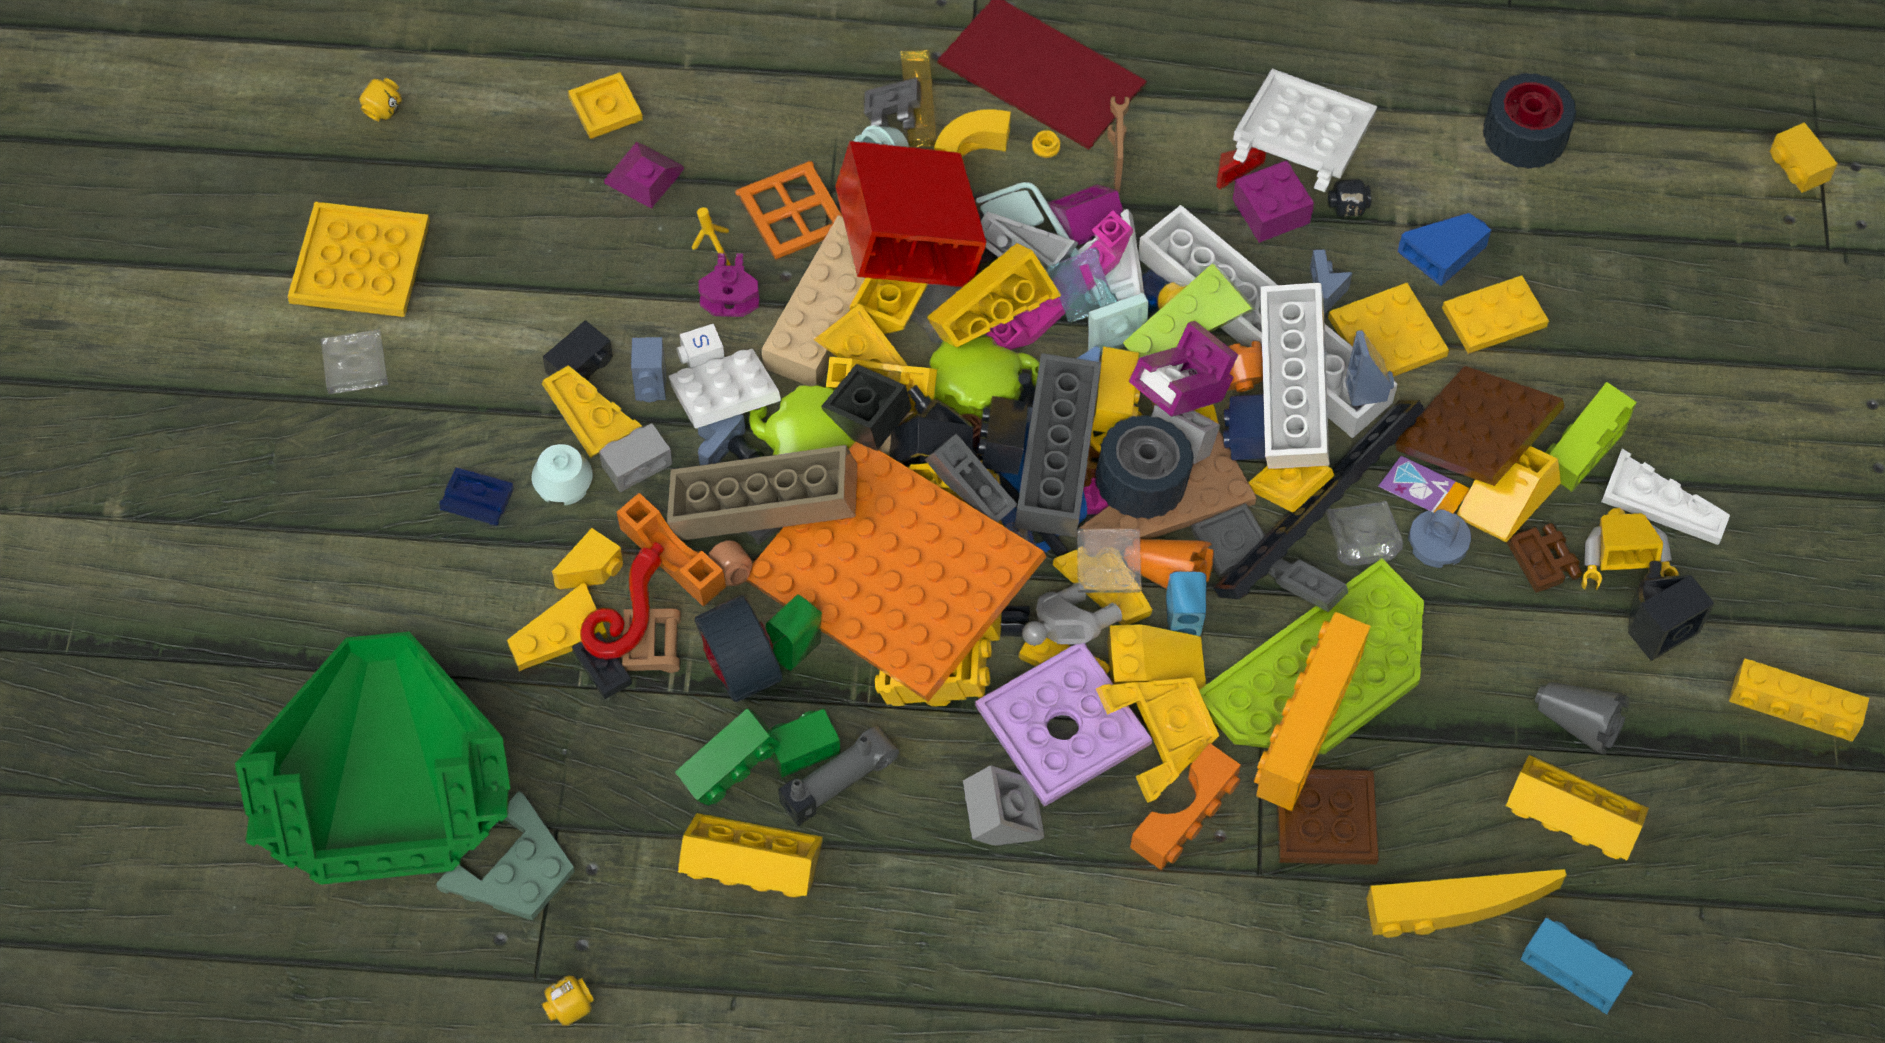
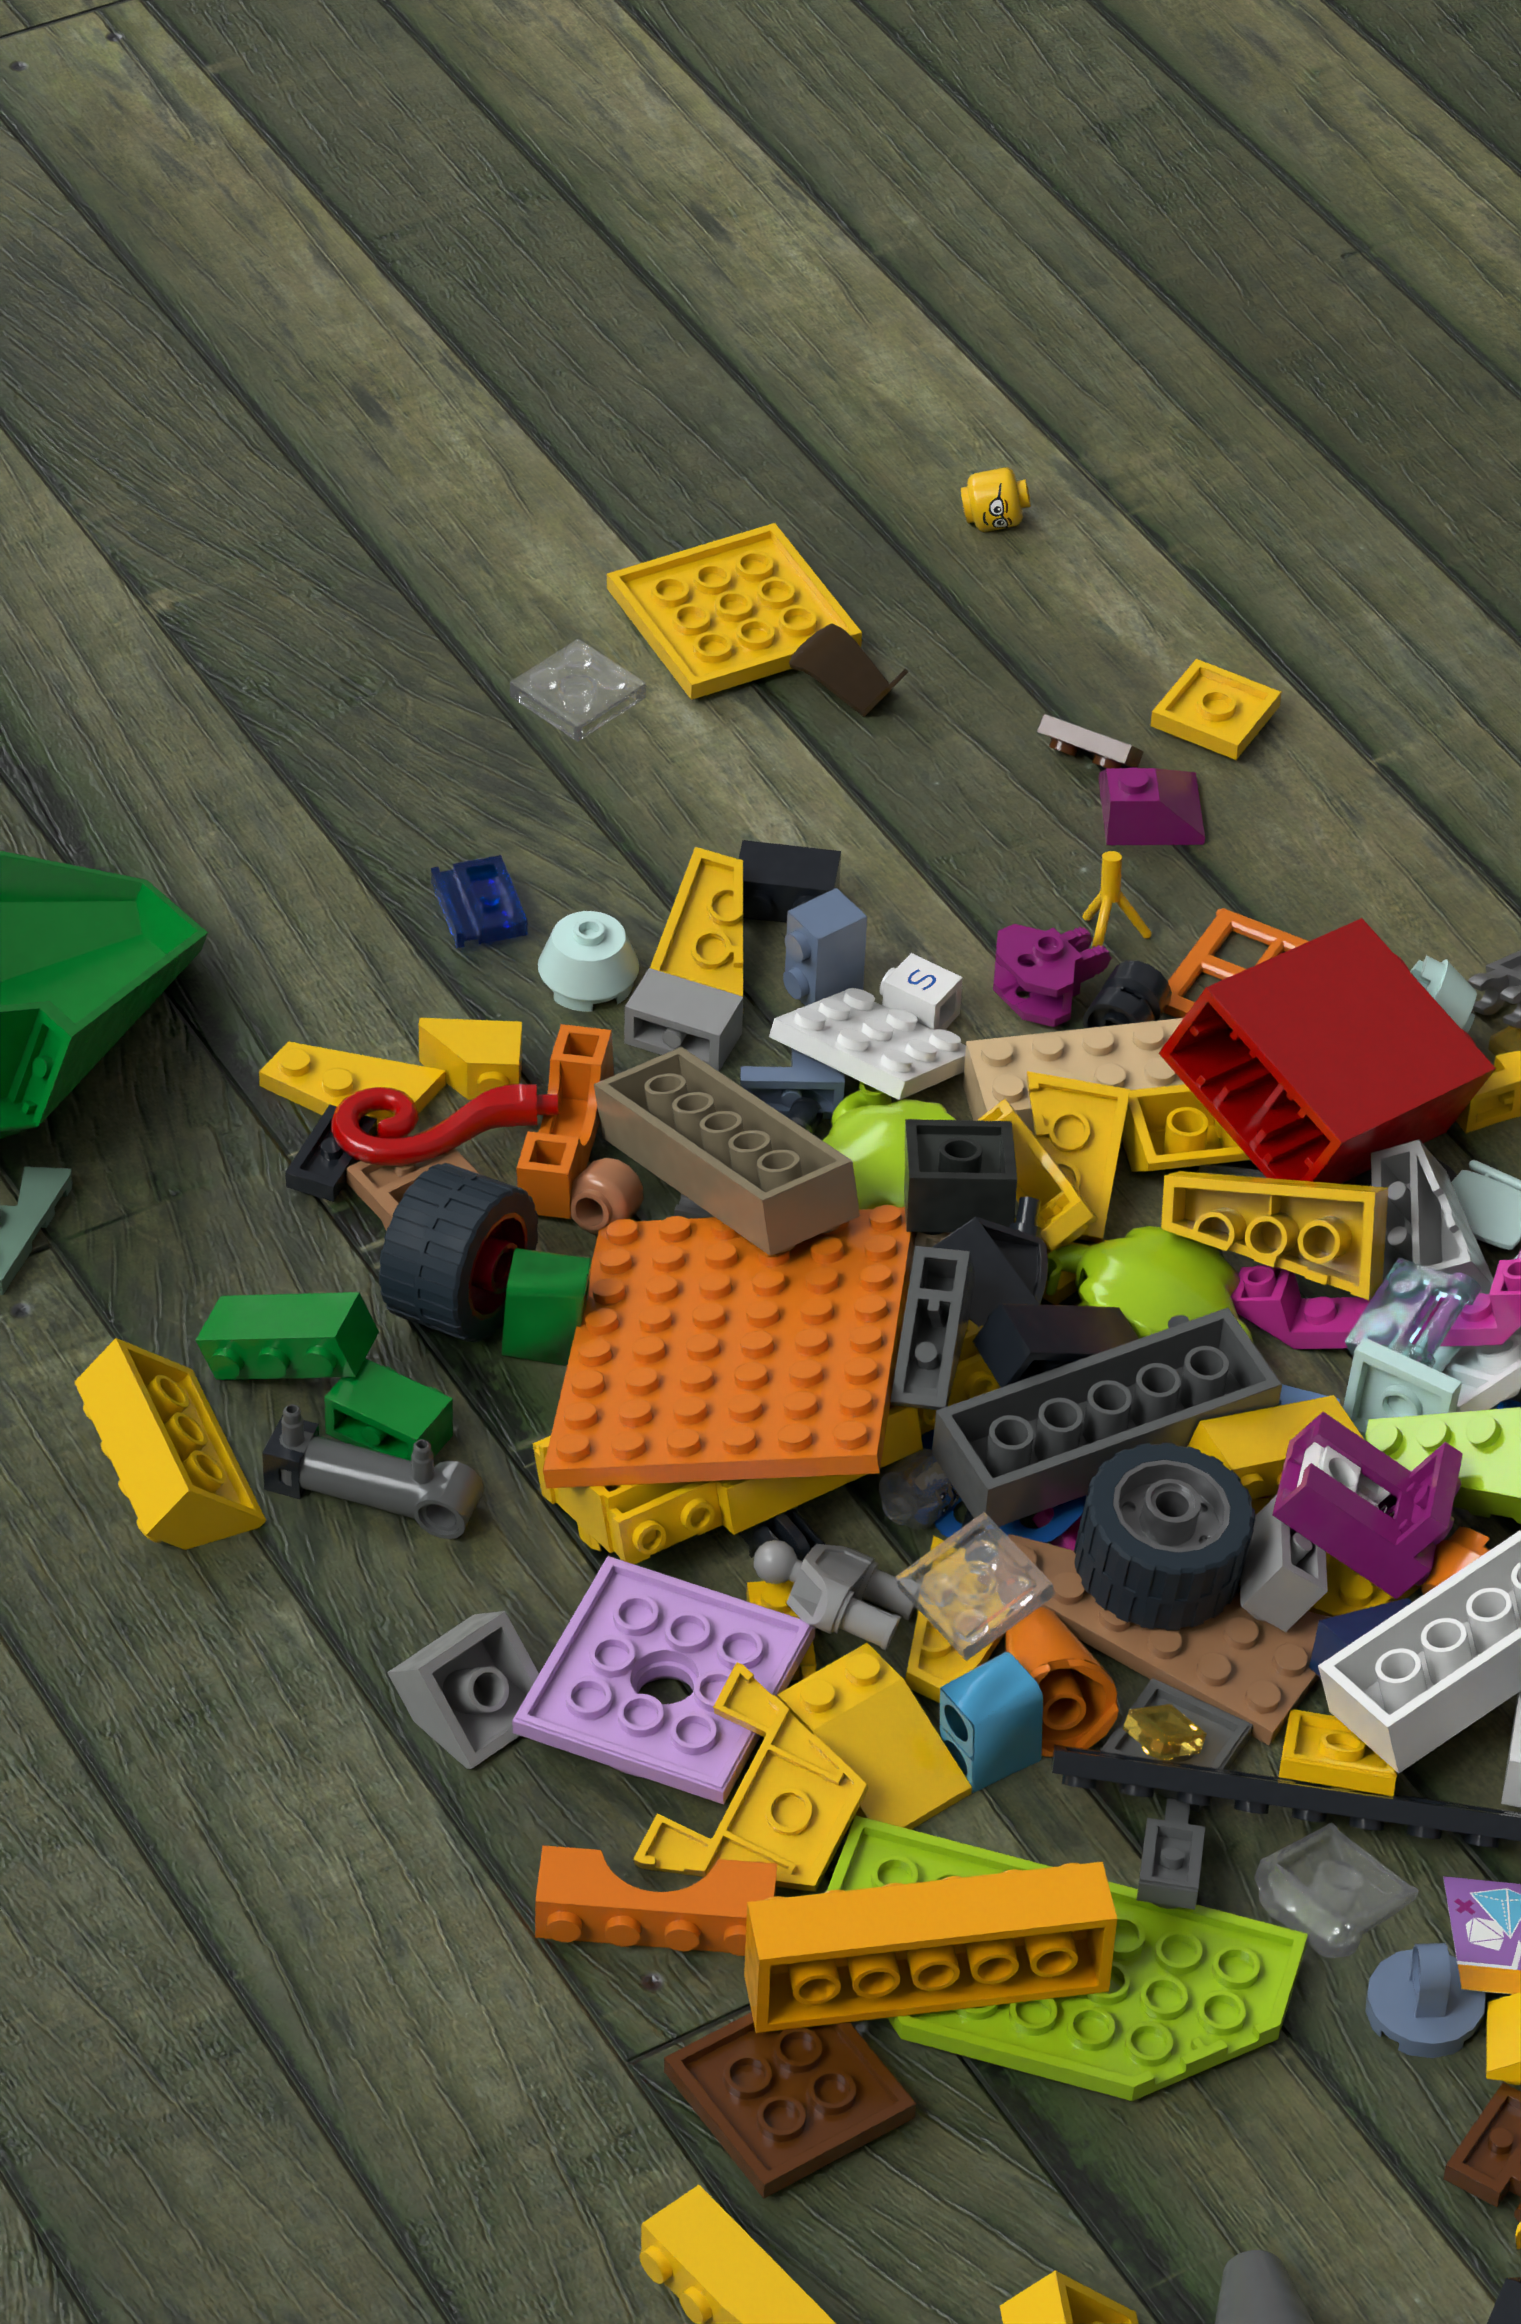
camera: 55 degrees right, 15 degrees down
(443, 239) = (843, 668): none -> dark brown piece
(597, 167) = (1070, 737): none -> plate
(779, 269) = (1130, 995): none -> black wheel
(1238, 540) = (1164, 1732): none -> clear yellow plate

